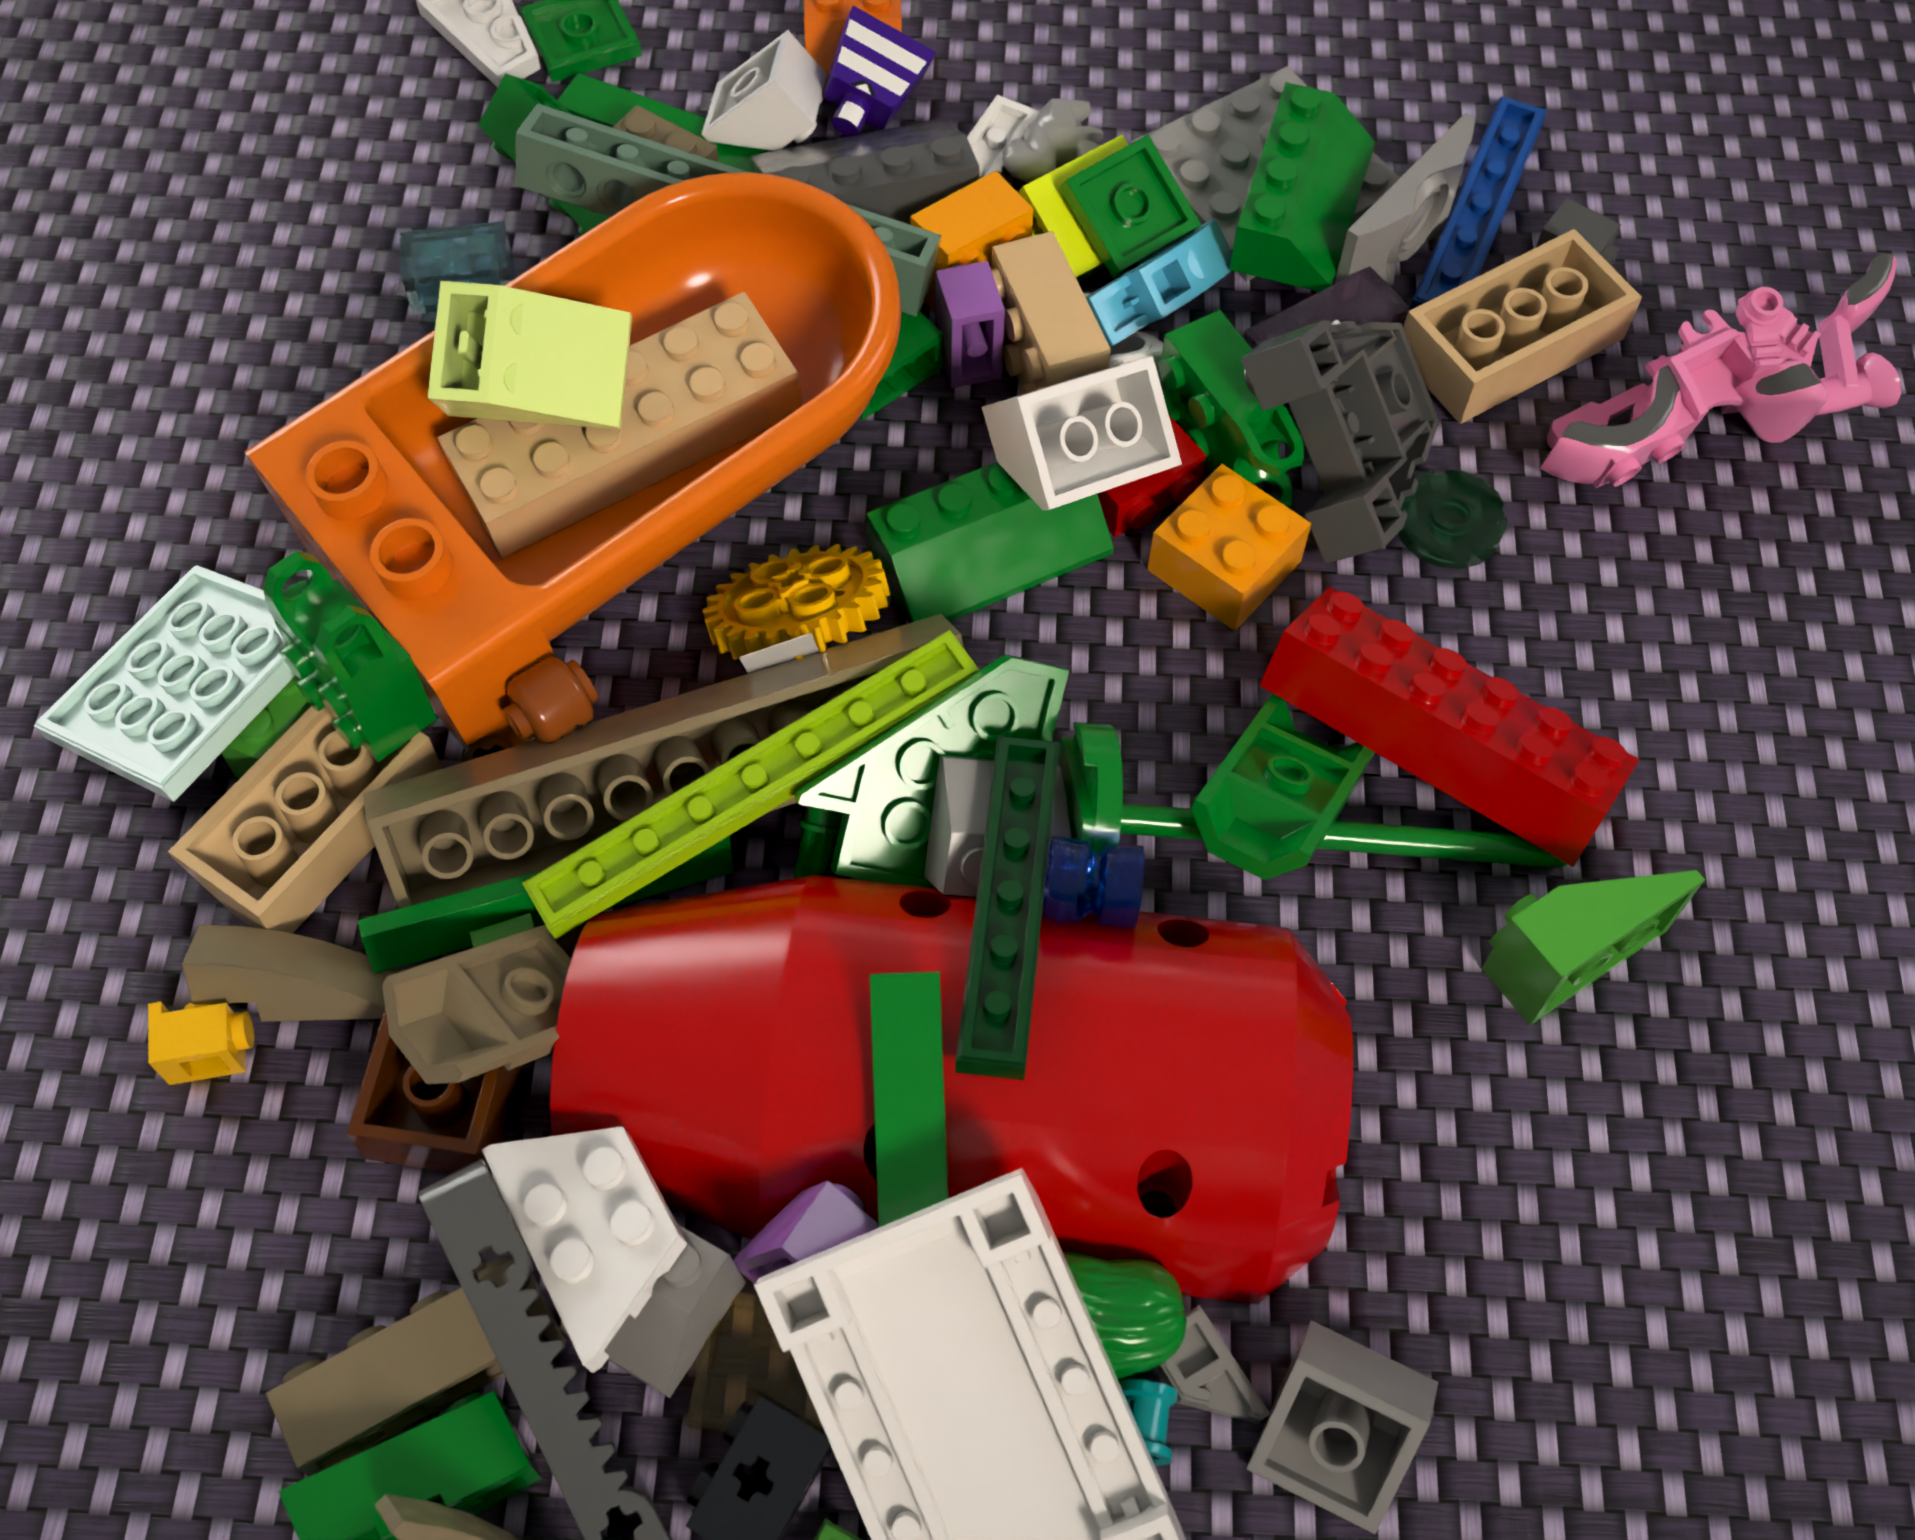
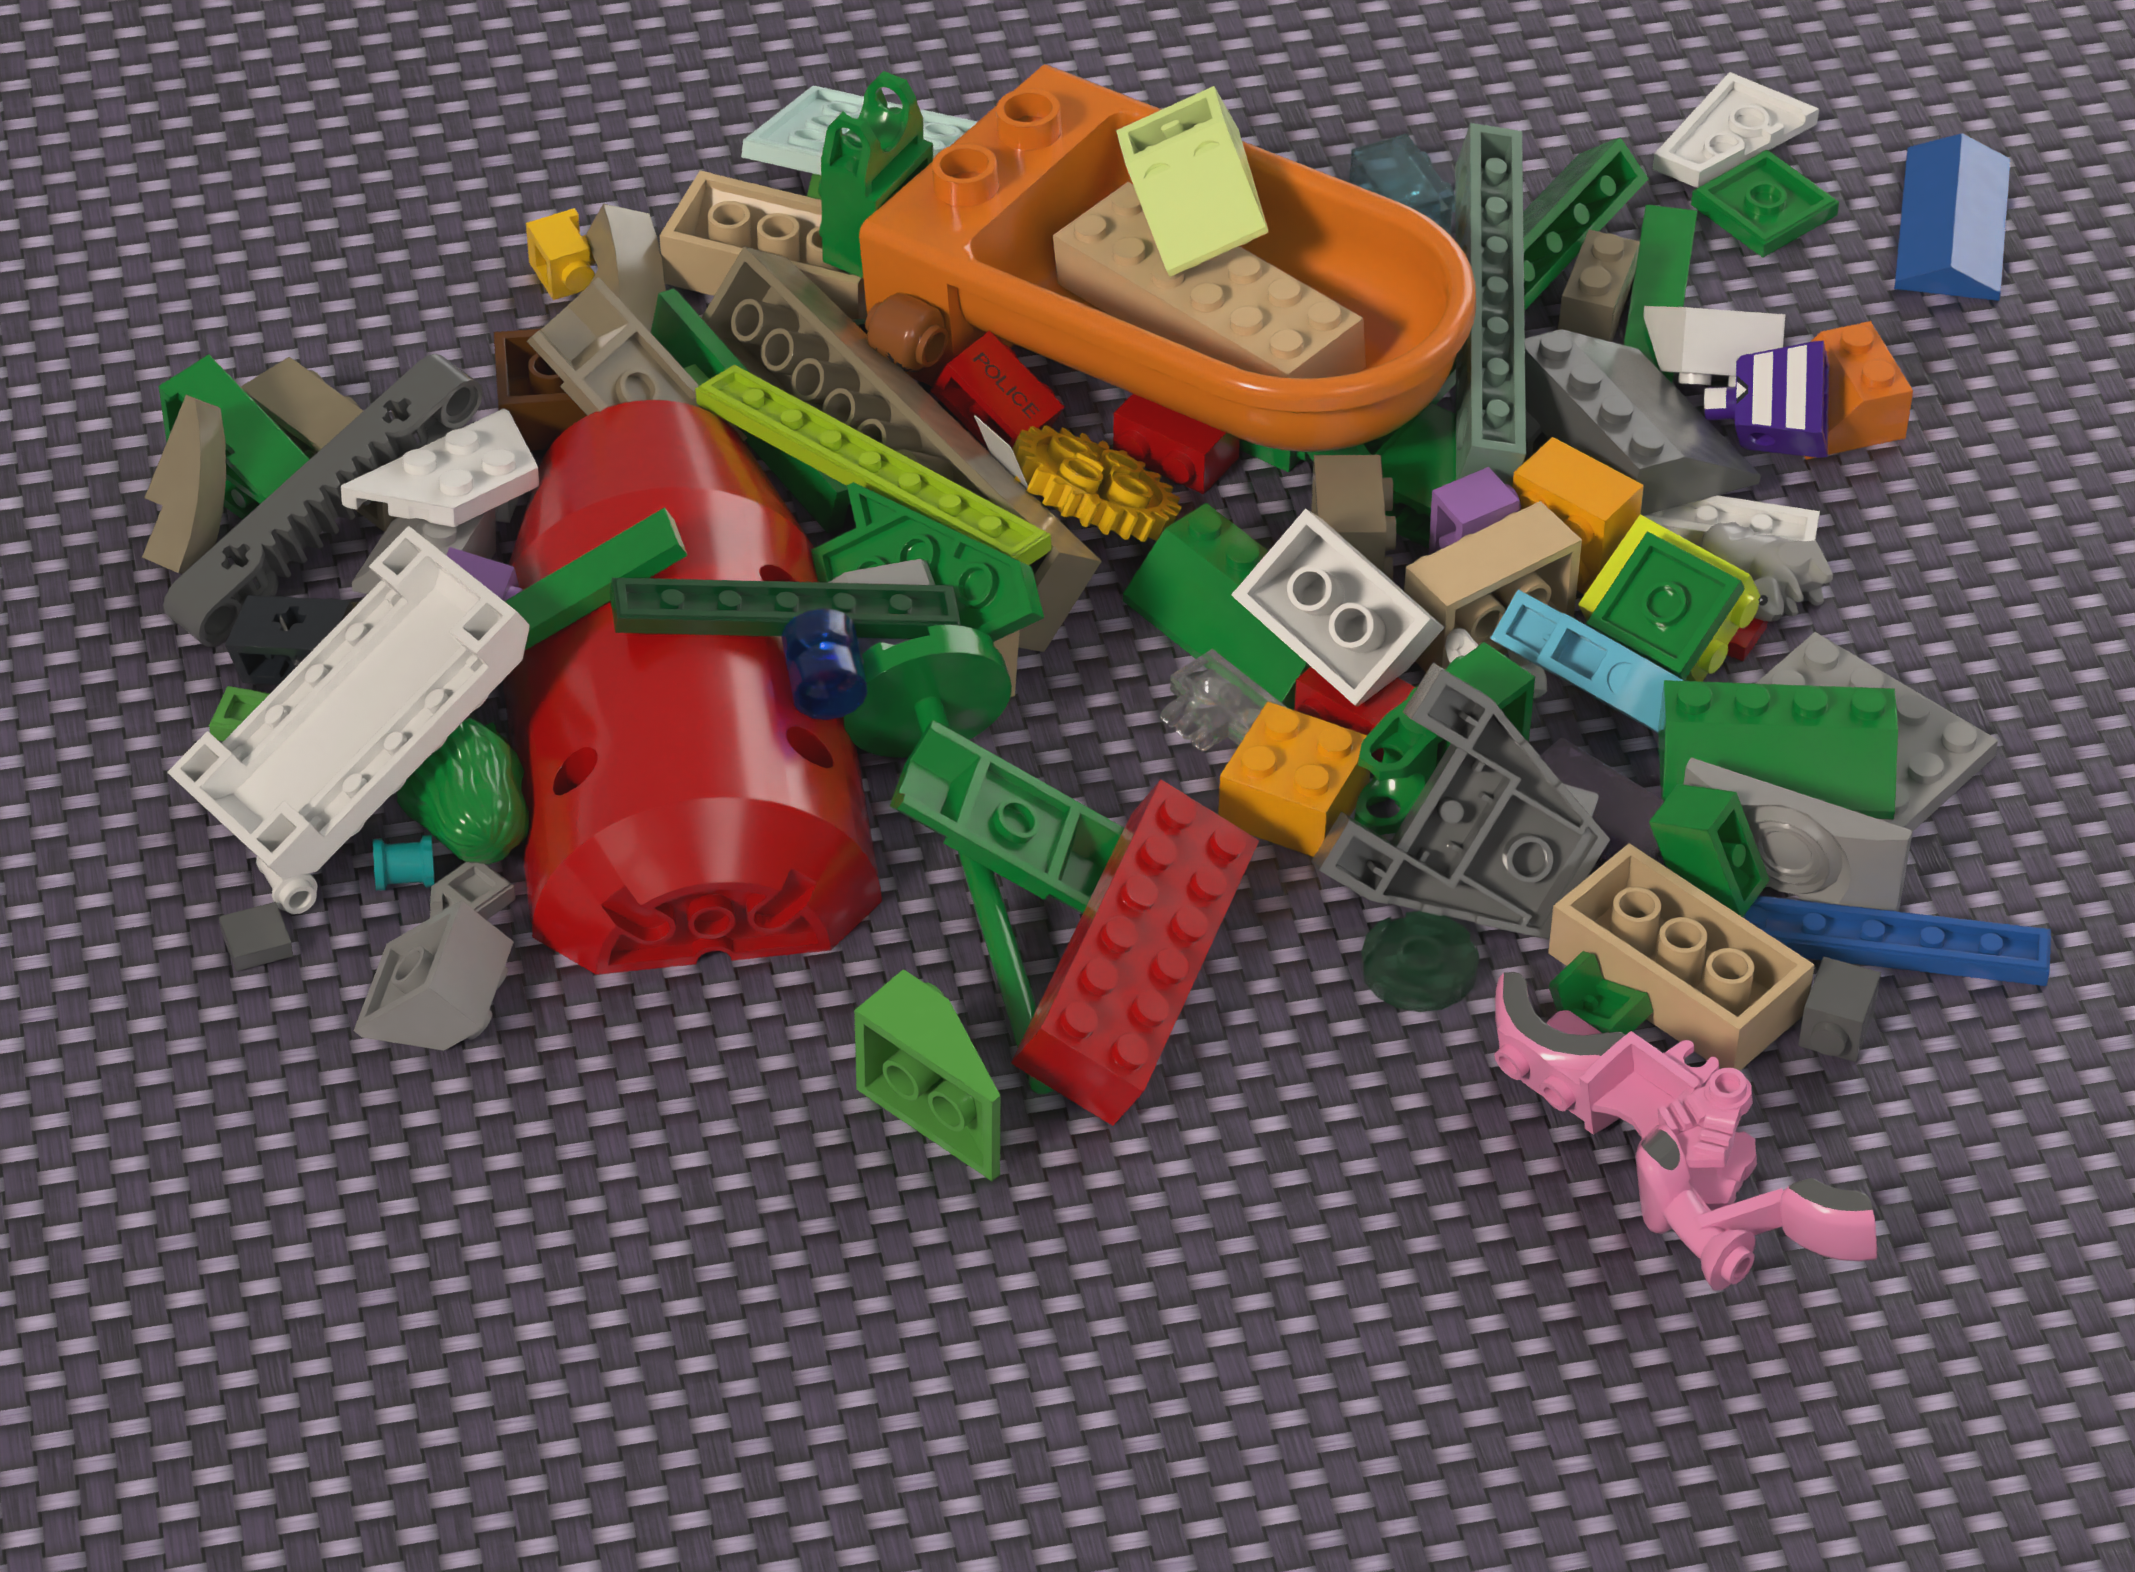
camera: 75 degrees right, 15 degrees down
(635, 656) = (997, 389): none -> red brick
(736, 541) = (1173, 443): none -> red brick
(933, 414) = (1353, 501): none -> dark tan brick
(1102, 583) = (1213, 702): none -> clear hinge
(1418, 256) = (1710, 845): none -> green slope
(1545, 398) = (1596, 1000): none -> green bracket

